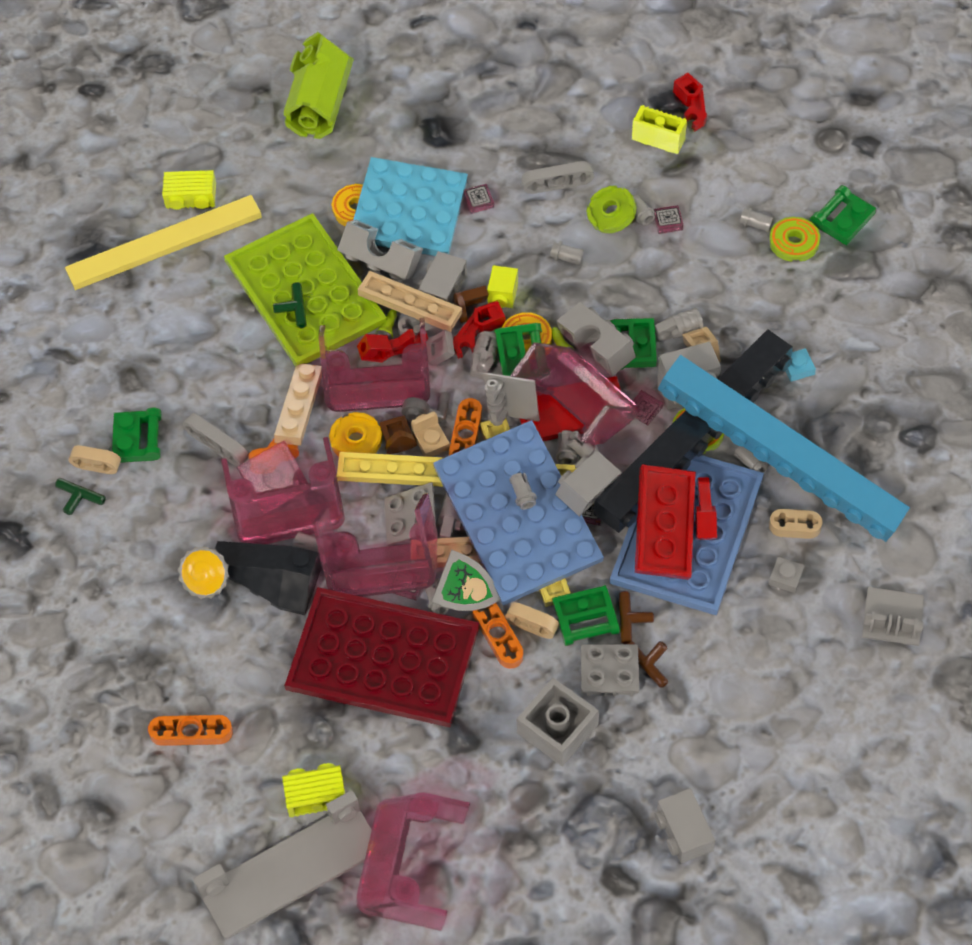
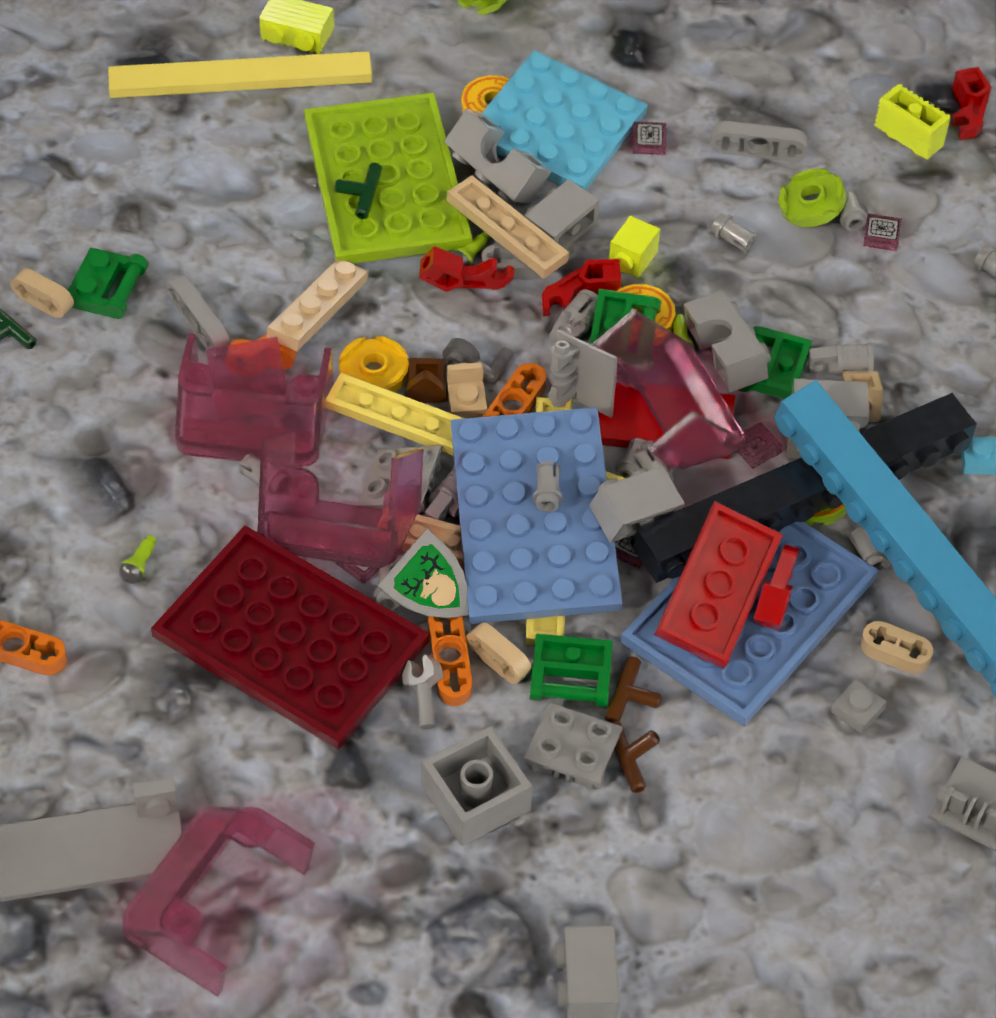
camera: 15 degrees right, 5 degrees down
(203, 572) = (111, 461): yellow piece -> none
(251, 644) = (133, 569): none -> lime piece
(275, 572) = (200, 491): black wedge -> none
(311, 790) = (121, 760): neon yellow brick -> none
(374, 386) = (418, 315): clear pink windscreen -> none
(440, 347) = (524, 293): light grey plate -> none
(470, 298) = (585, 248): reddish brown tile -> none
(490, 662) = (423, 686): none -> light grey bar

